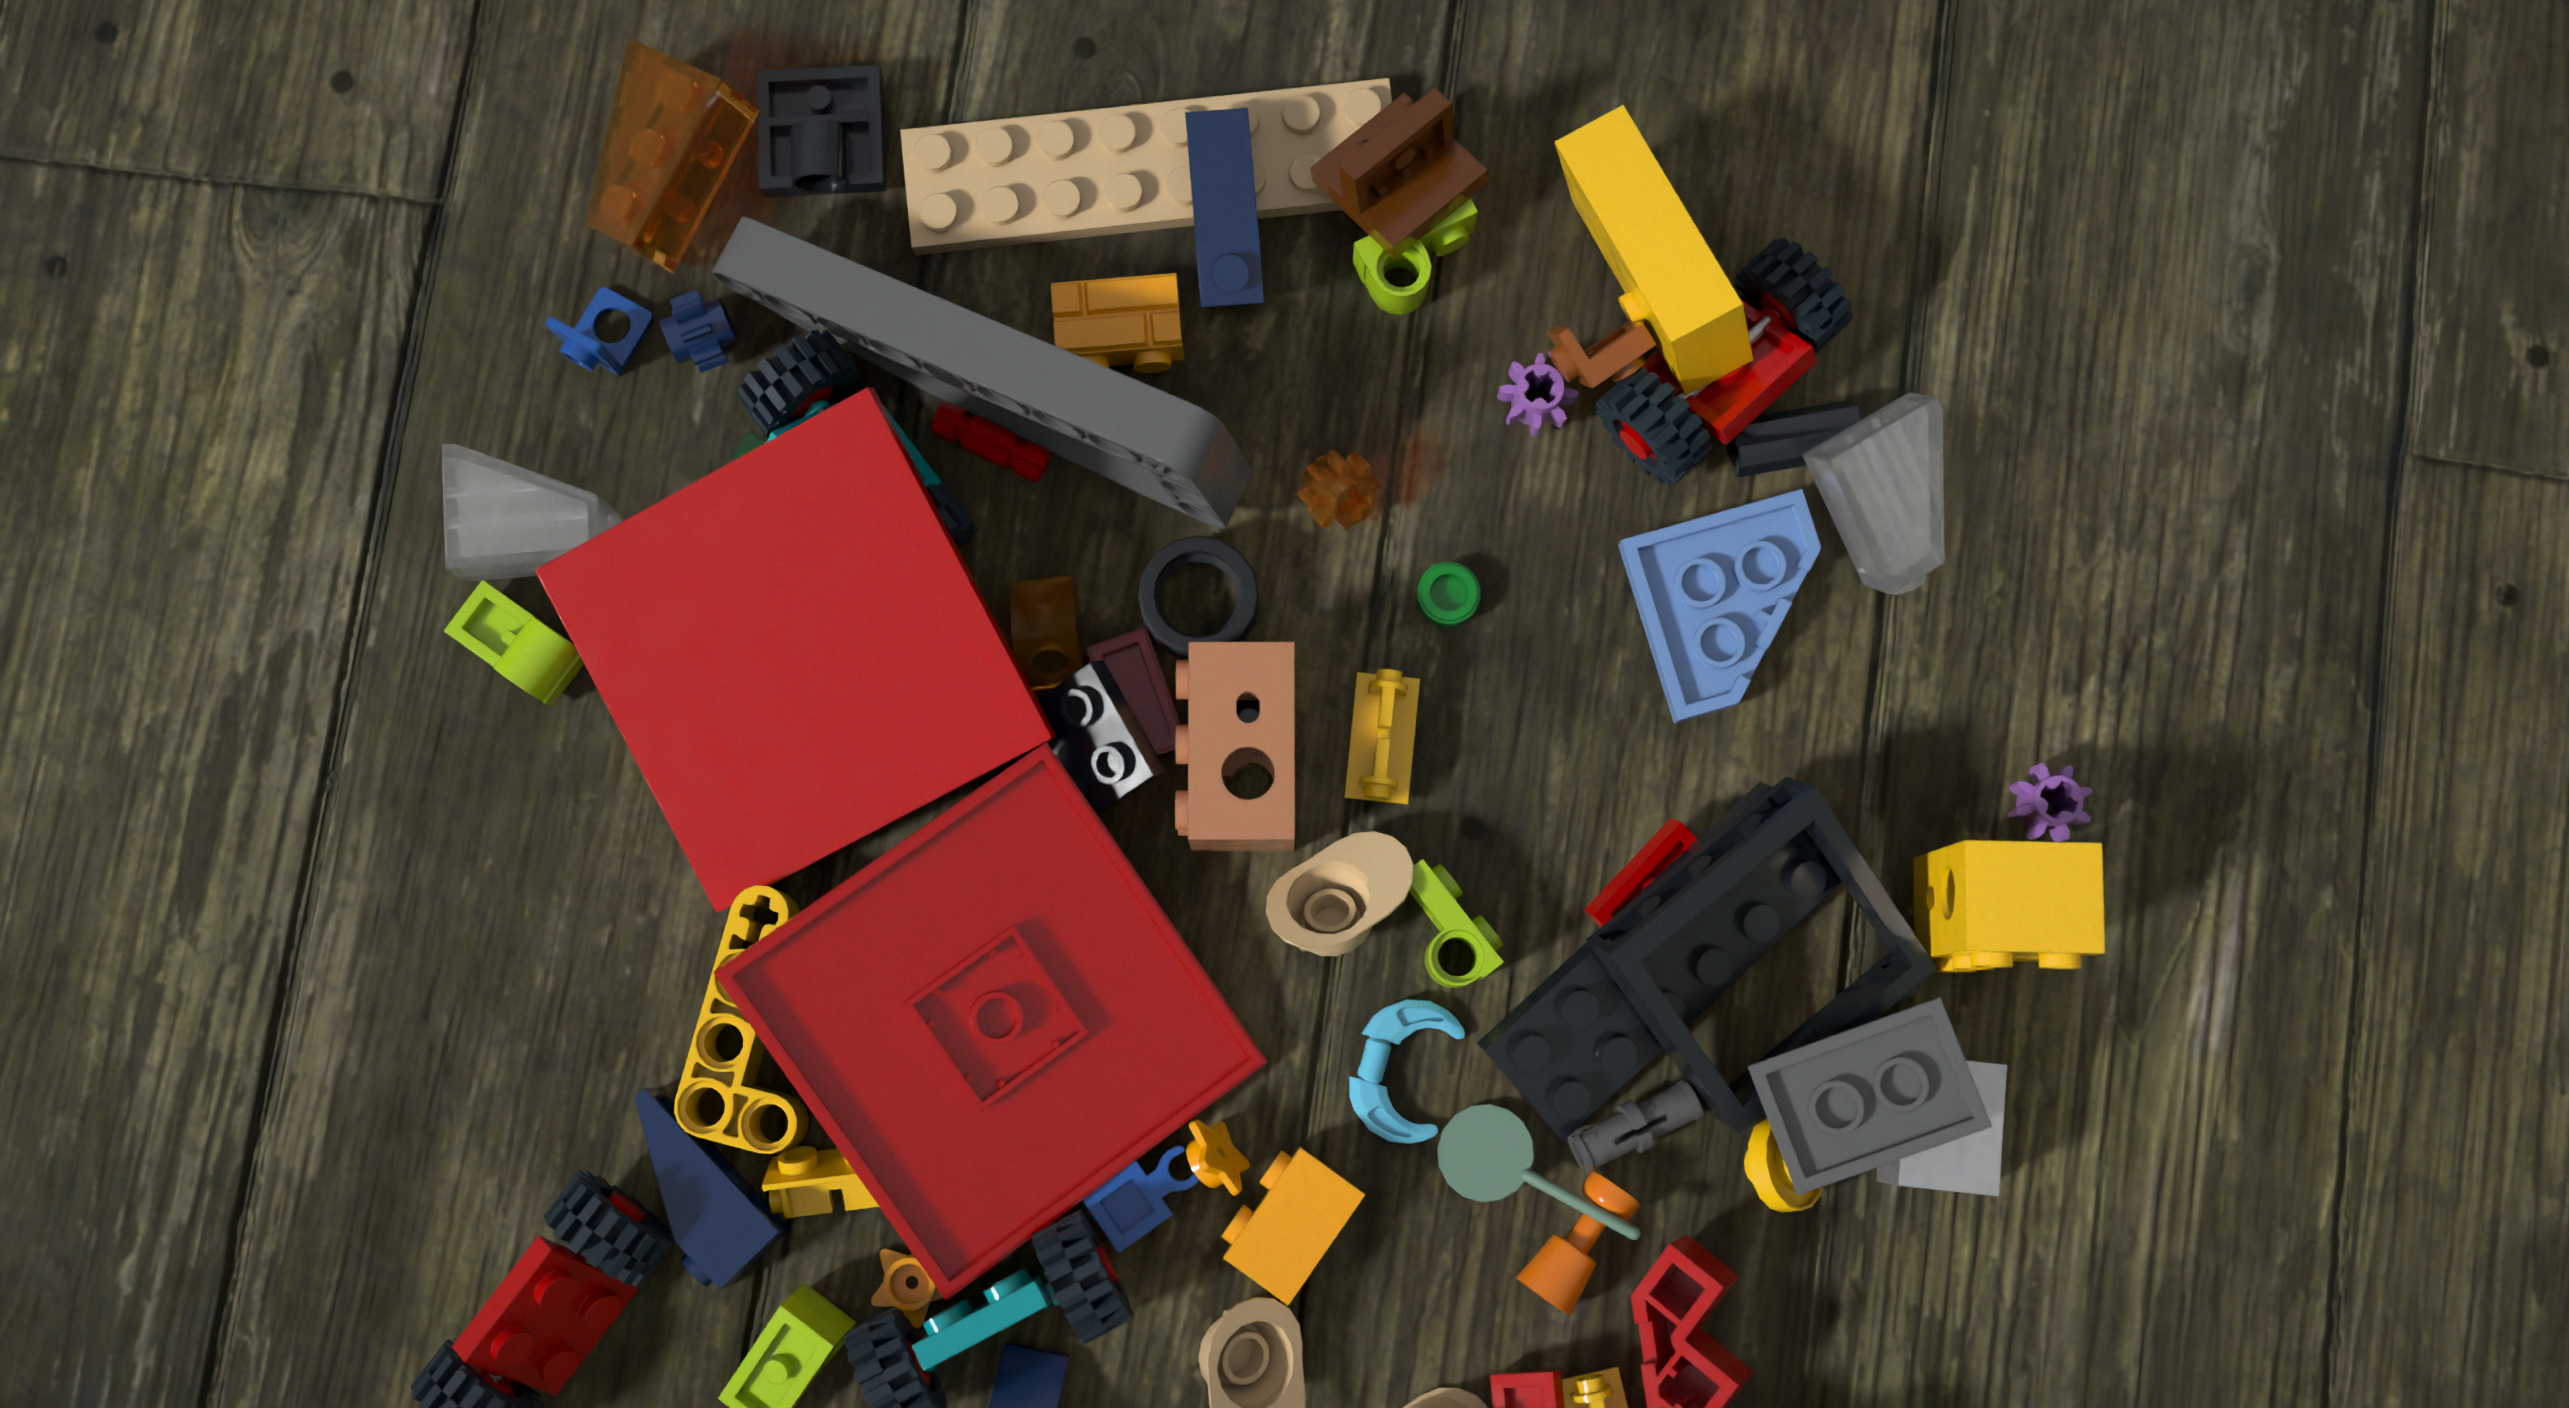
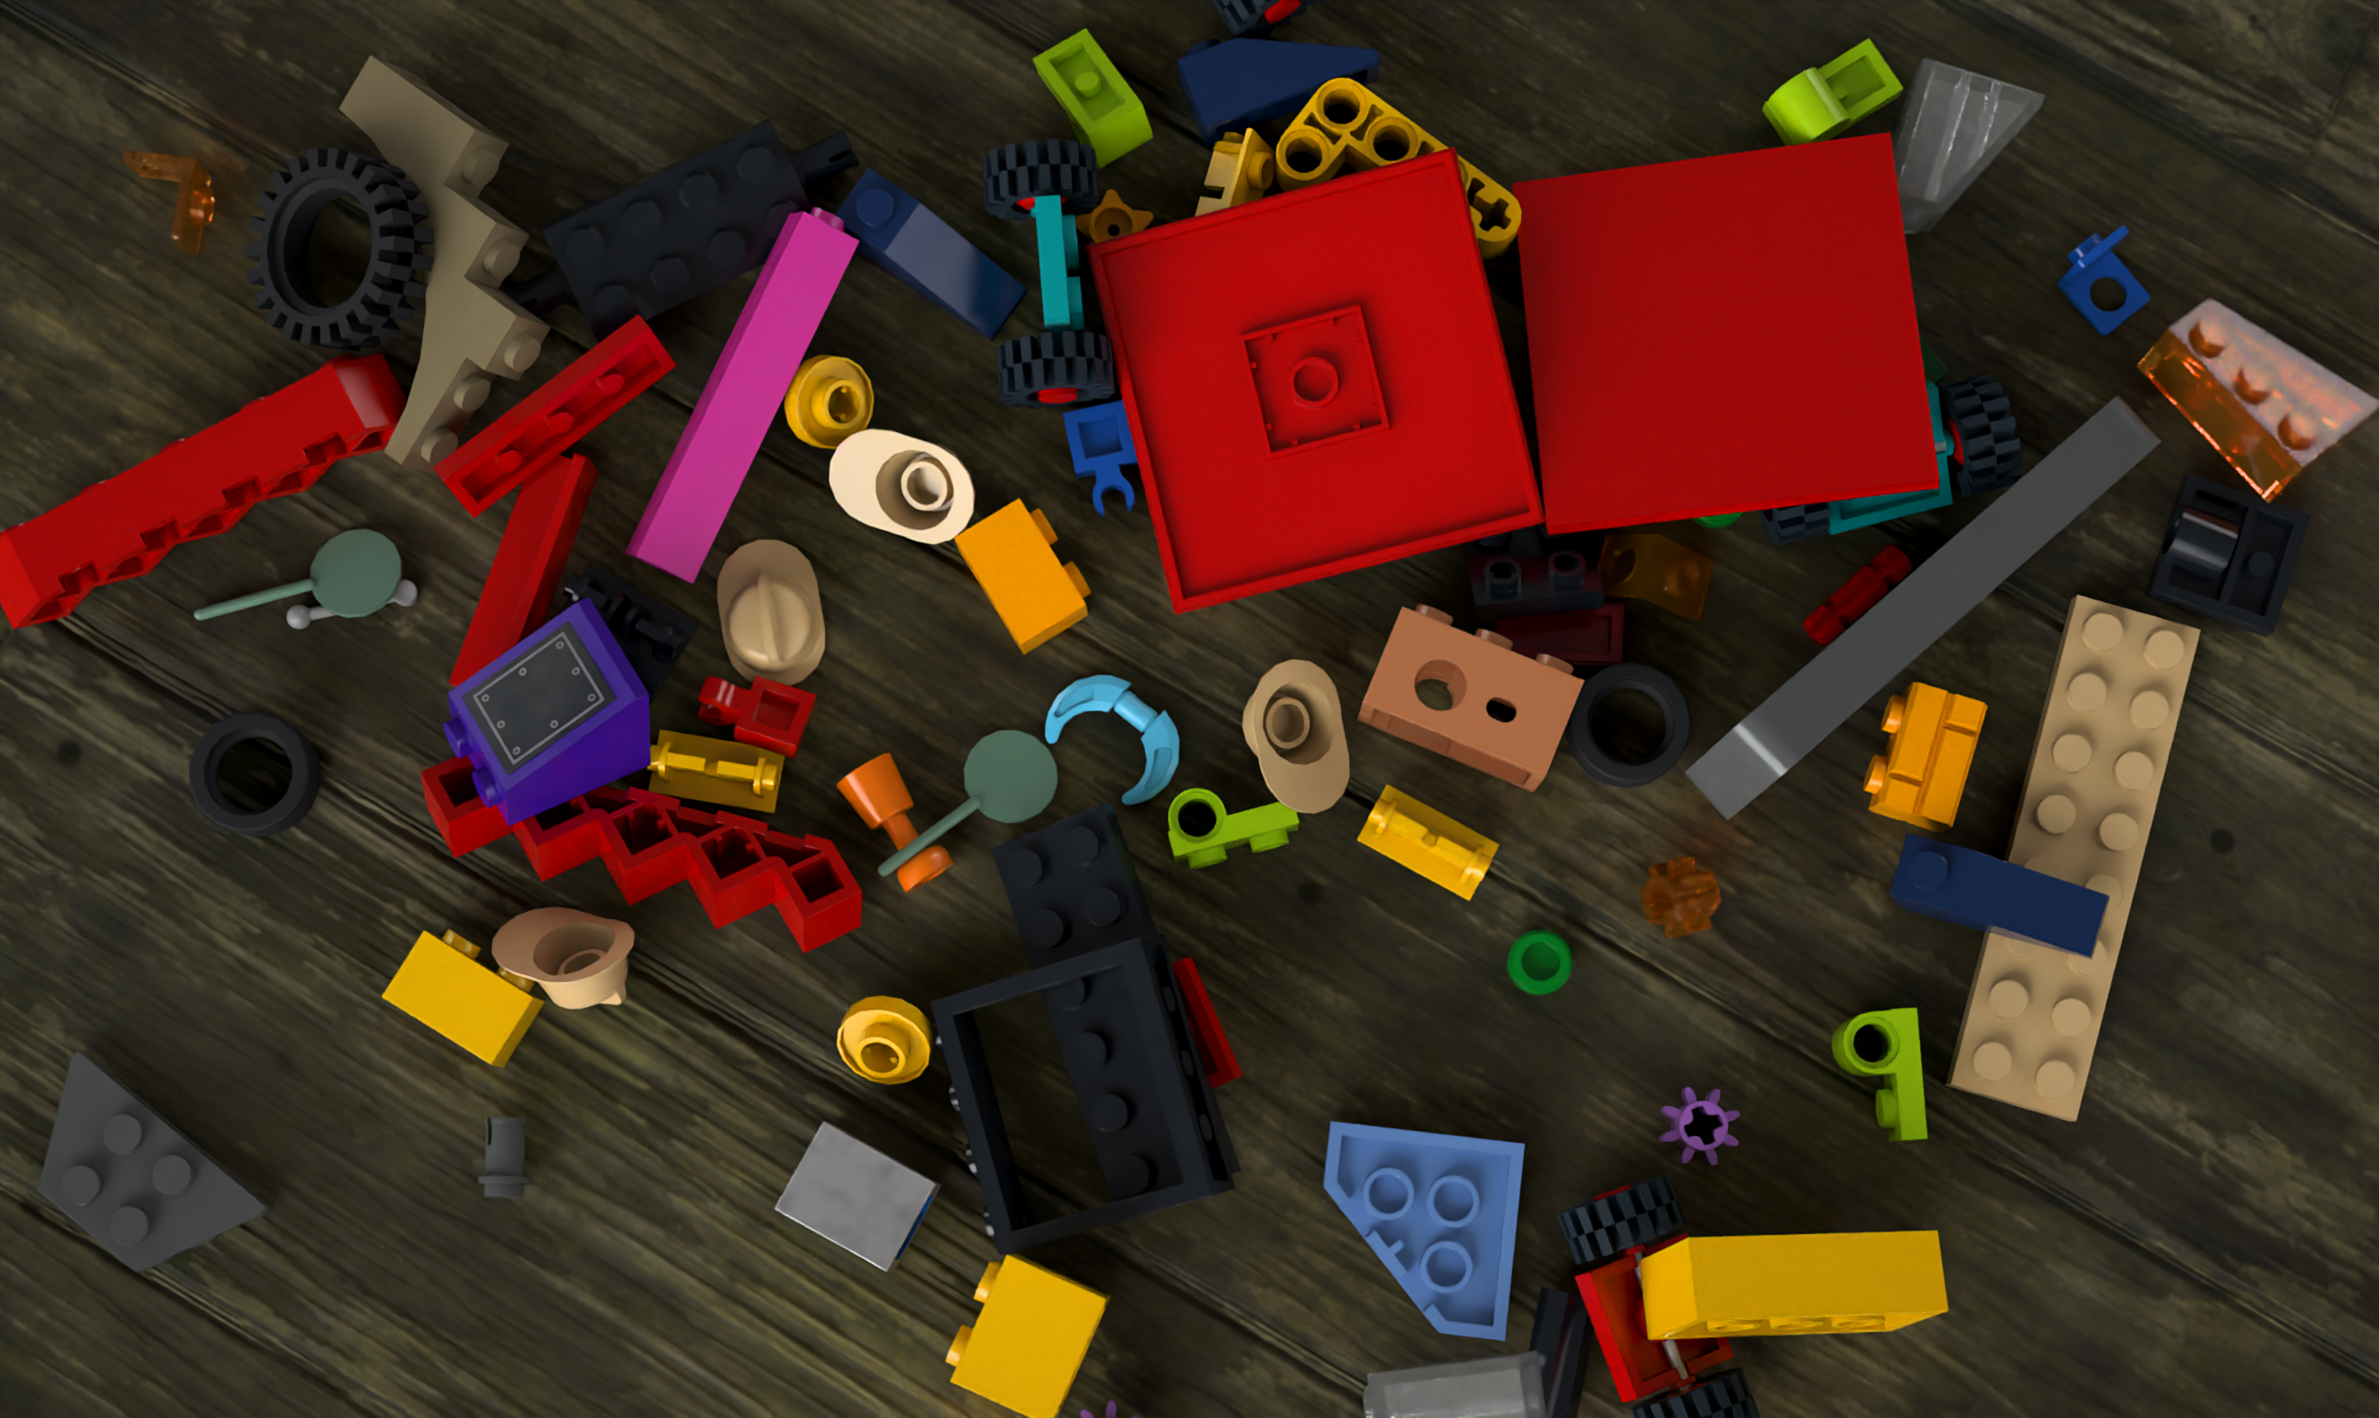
camera: 115 degrees right, 0 degrees up
(699, 330) = (2068, 367): dark blue gear -> none
(1215, 1157) = (1110, 532): light orange plate -> none
(1401, 172) = (1968, 1080): reddish brown bracket -> none
(1612, 356) = (1705, 1205): dark orange bracket -> none
(1635, 1126) = (976, 919): dark grey pin -> none
(1869, 1096) = (913, 1124): dark grey plate -> none

